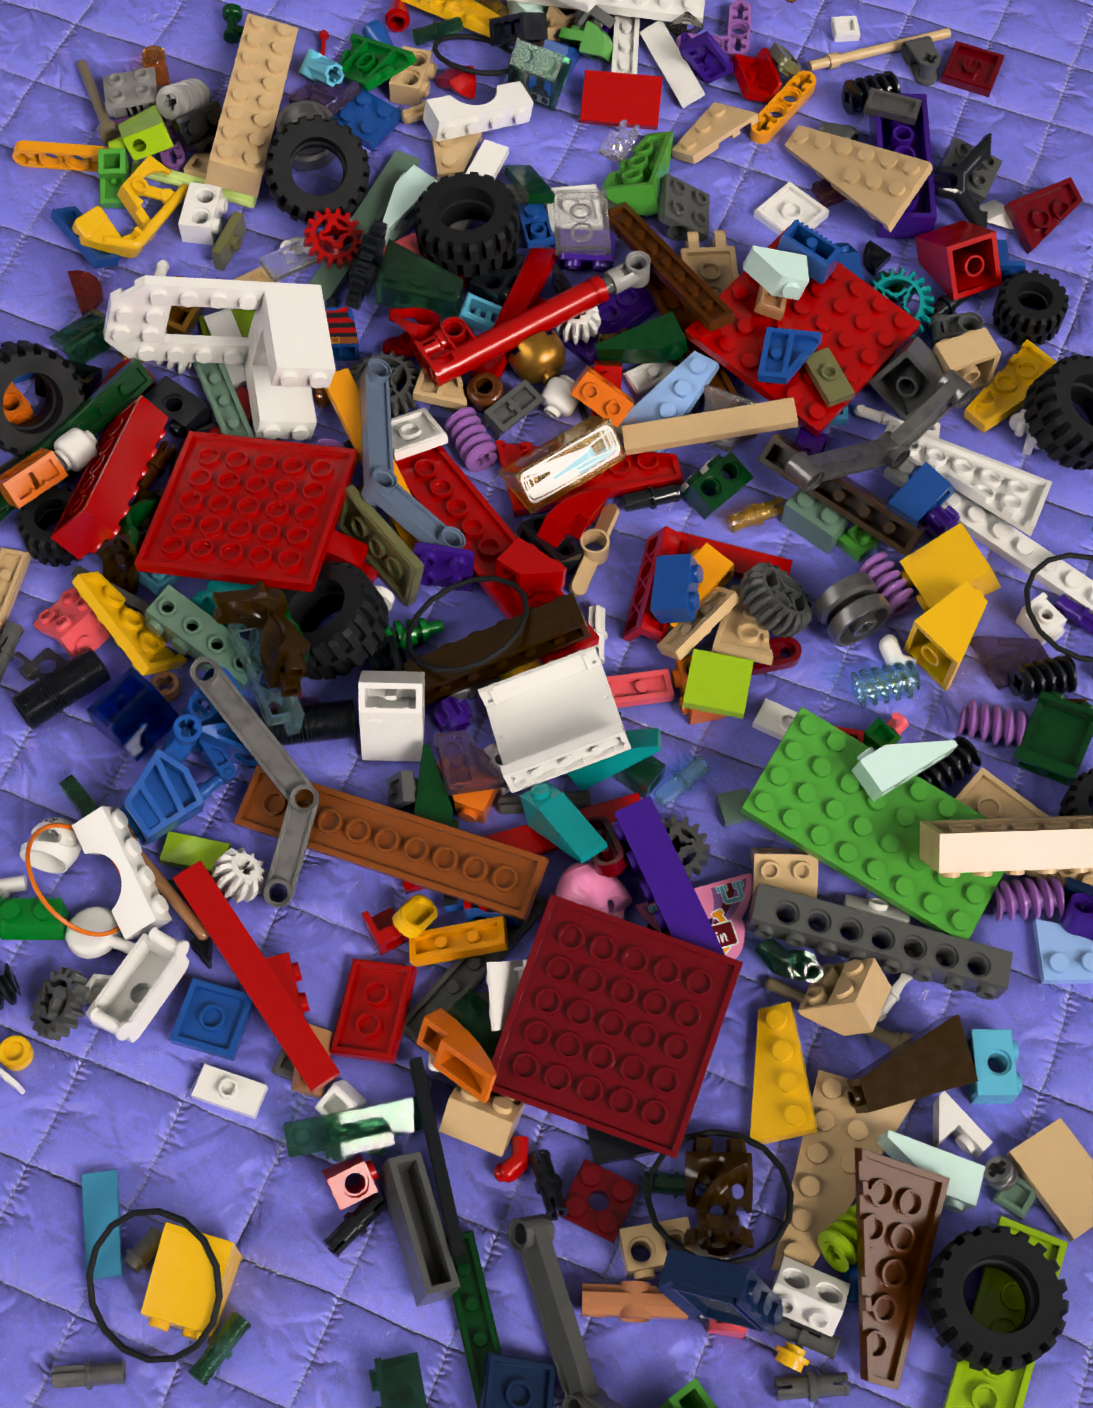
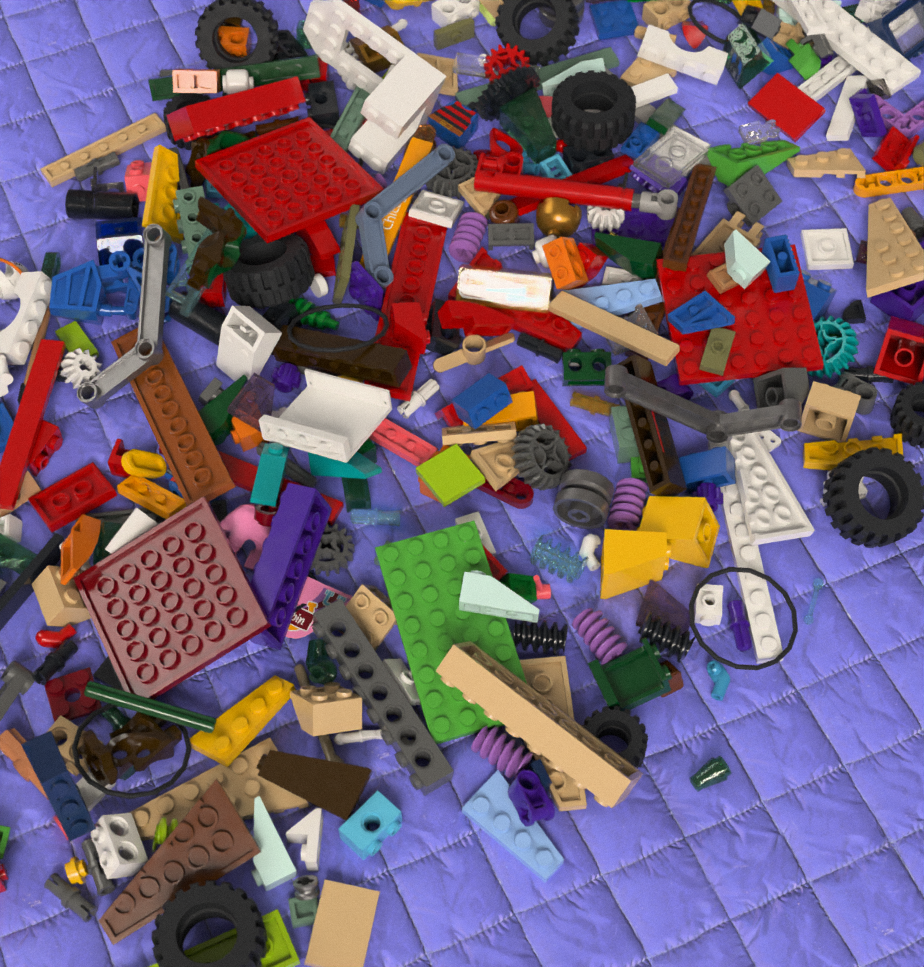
camera: 45 degrees right, 5 degrees down
(696, 1142) = (150, 707): none -> dark green axle

